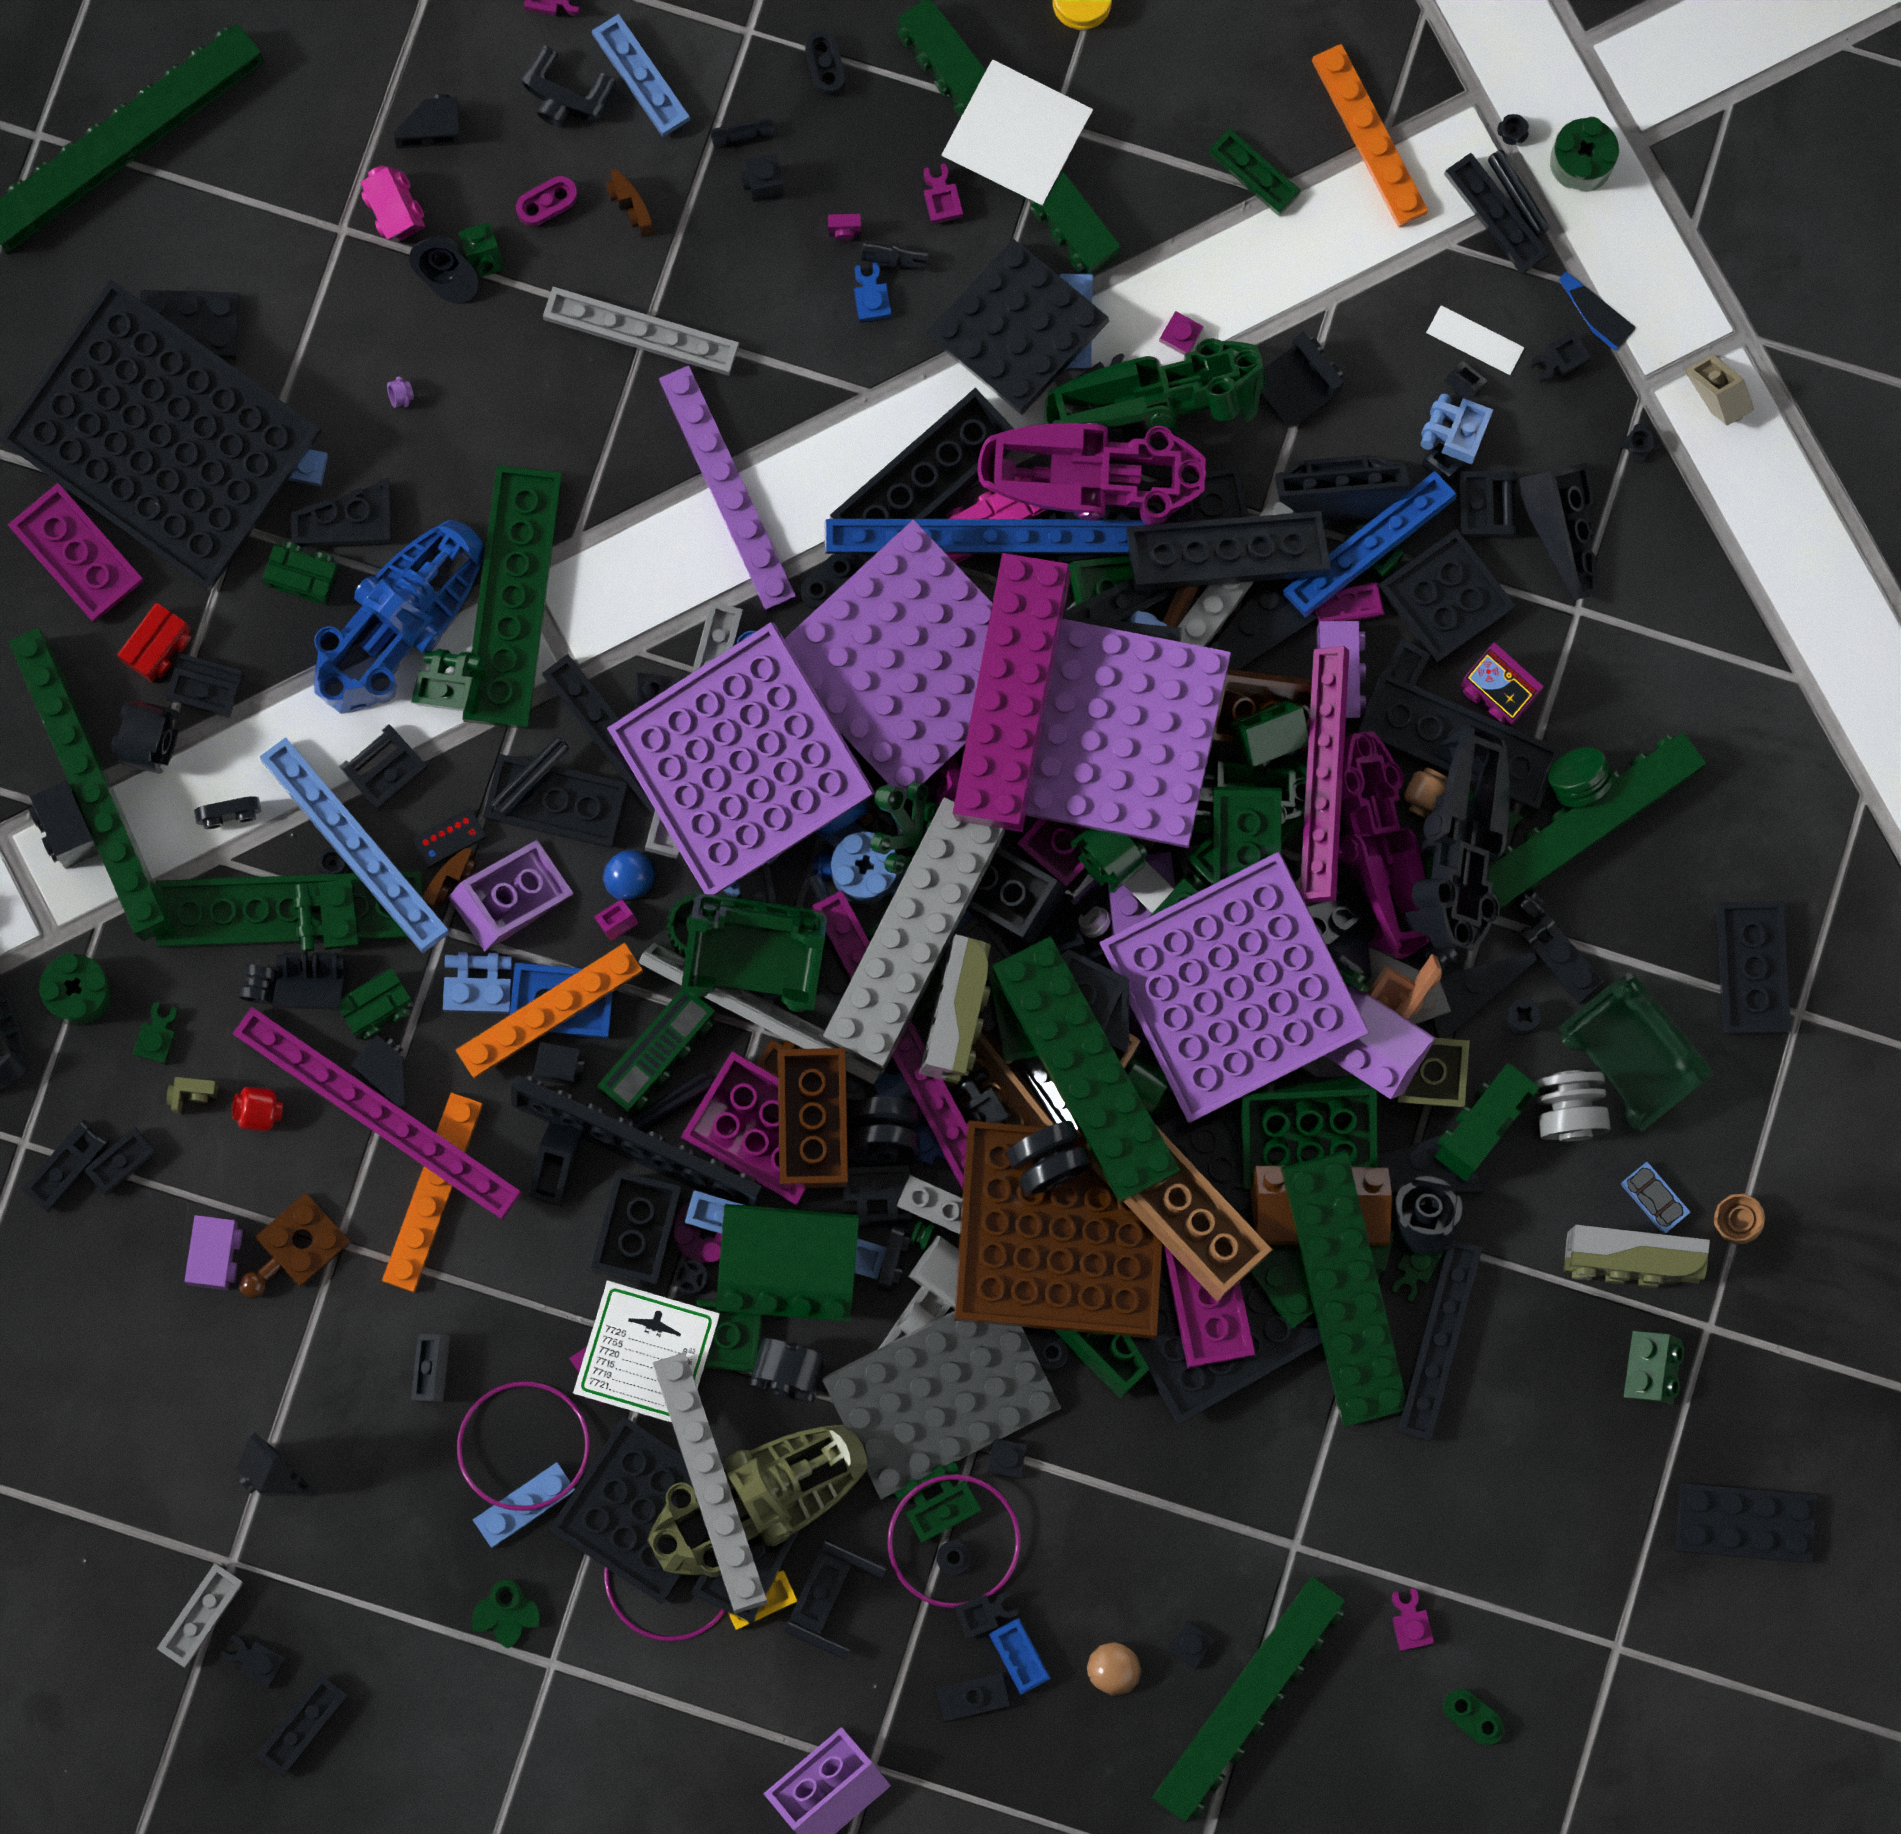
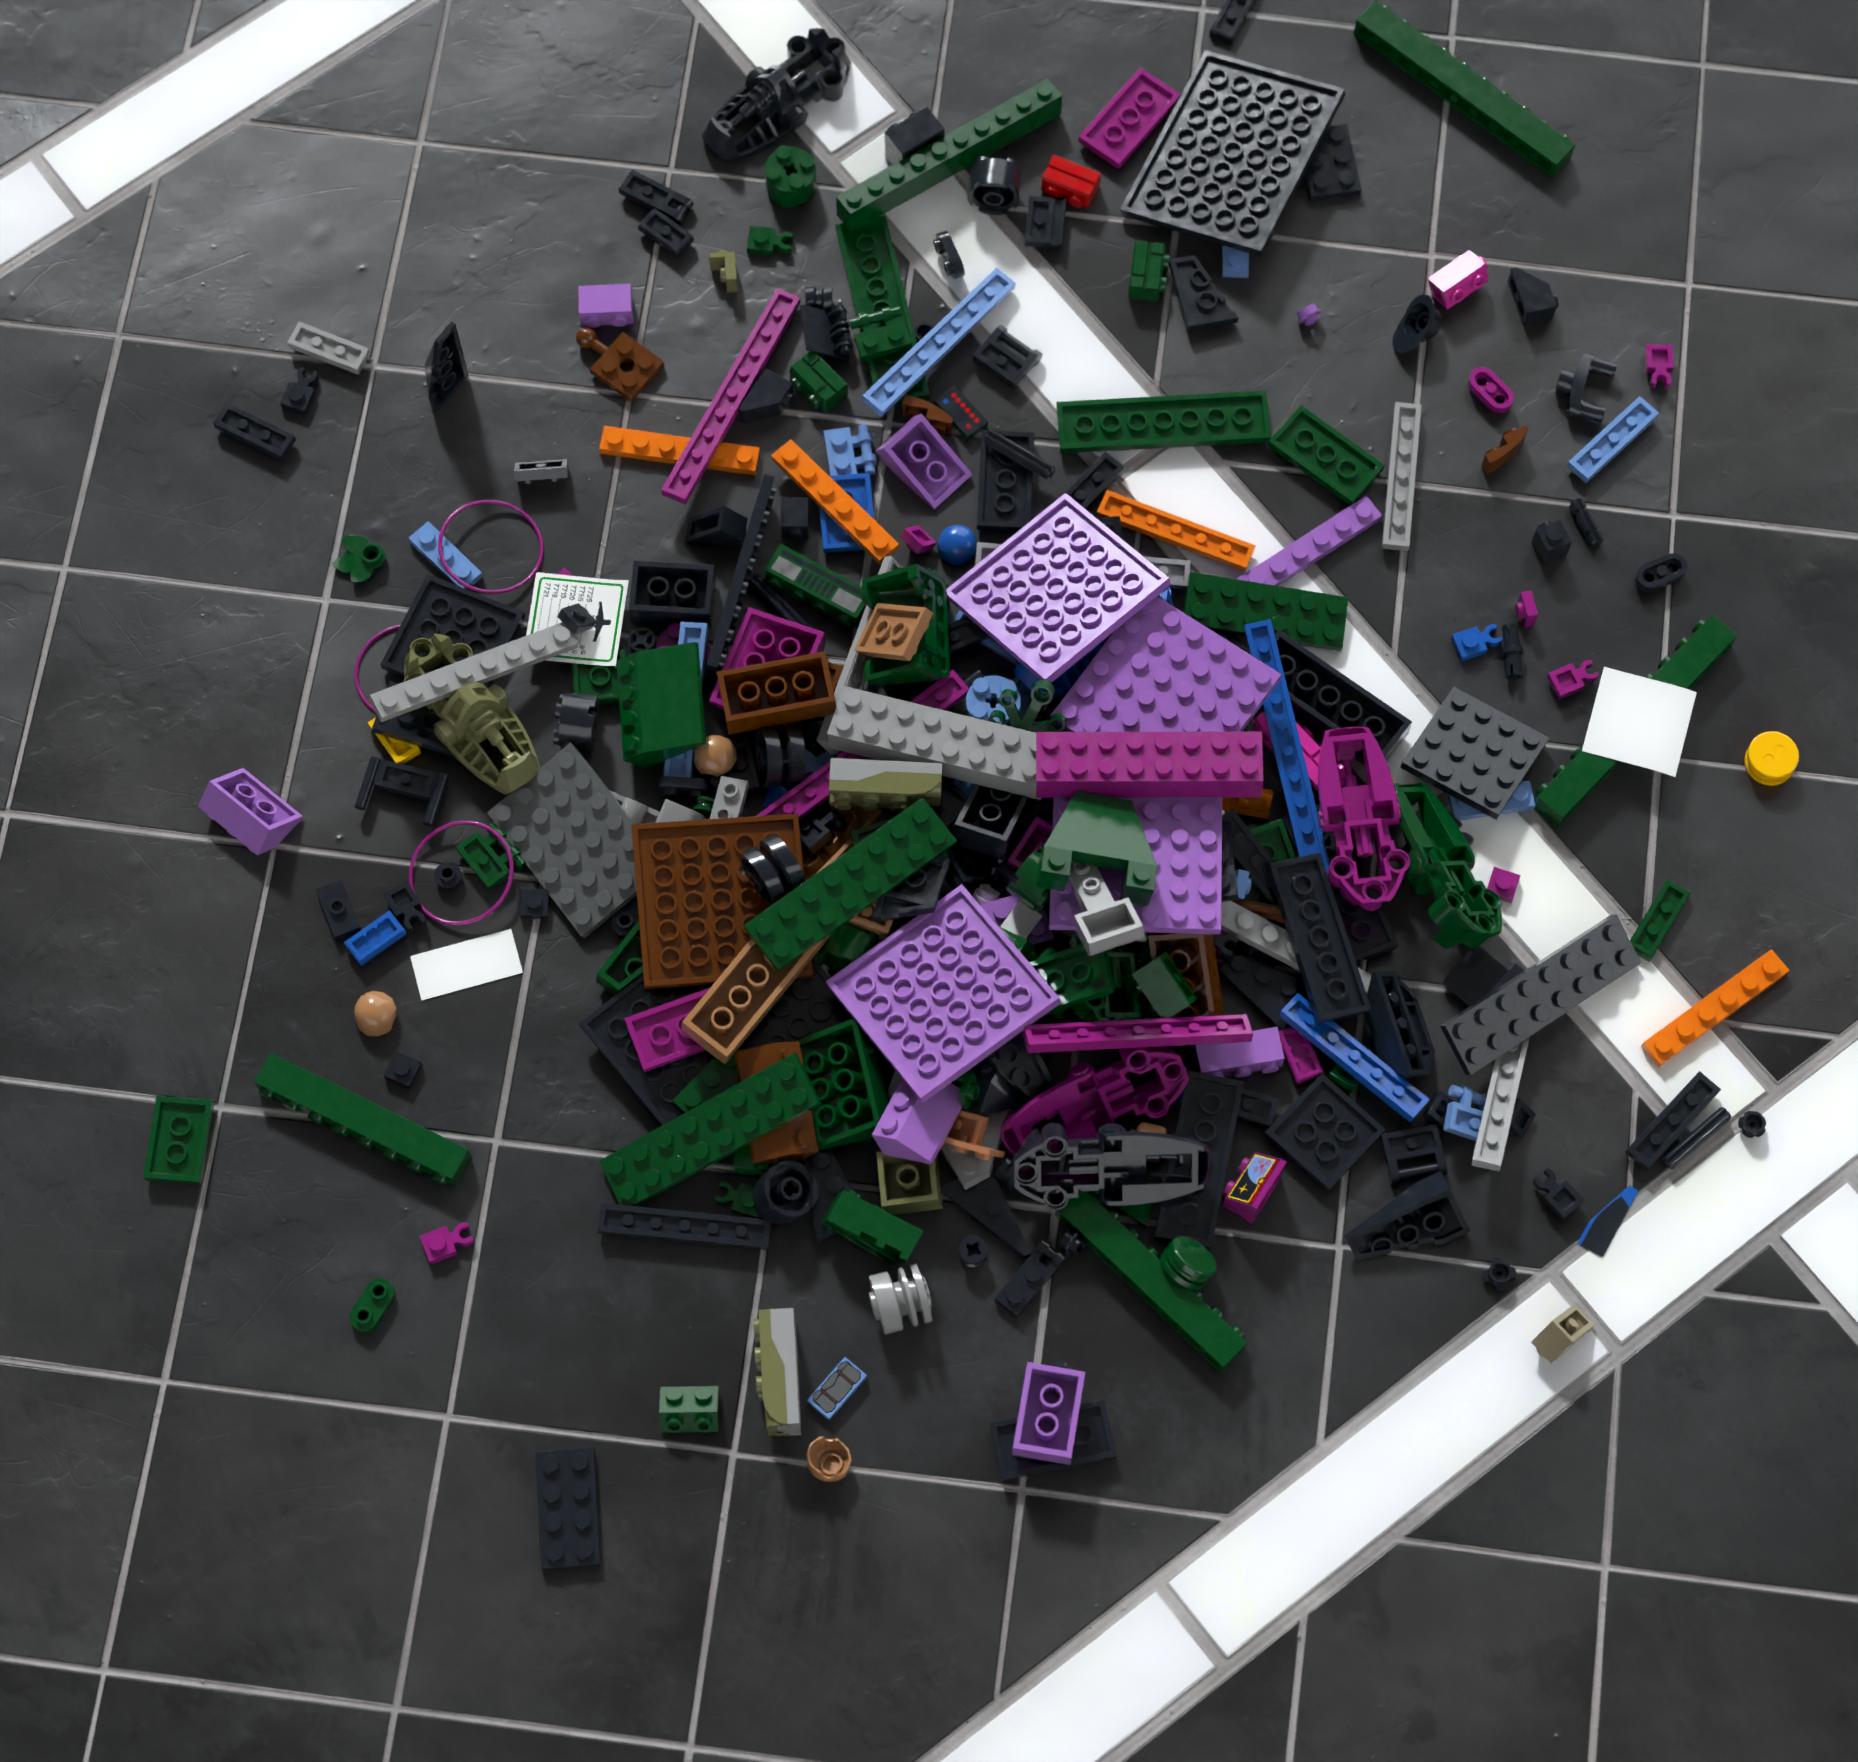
camera: 85 degrees right, 10 degrees down
(256, 1109) = (721, 315): red head -> none
(404, 608) = (1127, 341): blue piece -> none
(447, 690) = (1080, 384): dark green plate -> none
(481, 249) = (1438, 350): dark green bracket -> none
(595, 413) = (1326, 455): none -> dark green plate
(653, 1350) = (576, 618): none -> black plate
(662, 611) = (1177, 531): none -> orange plate
(764, 963) = (893, 631): none -> medium nougat plate
(792, 527) = (1302, 615): none -> dark green plate
(870, 1206) = (715, 756): none -> medium nougat hair
(1068, 1552) = (466, 964): none -> white sticker
(1094, 762) = (1100, 834): none -> dark green wedge
(1215, 775) = (1103, 921): none -> light grey plate
(1332, 320) = (1540, 994): none -> black plate
(1443, 390) = (1499, 1108): none -> light grey plate
(1475, 340) = (1557, 1124): white sticker -> none
(1589, 137) = (1744, 1168): dark green brick -> none
(1637, 1050) = (964, 1351): clear green windscreen -> none
(1734, 963) = (1048, 1413): none -> medium lavender brick

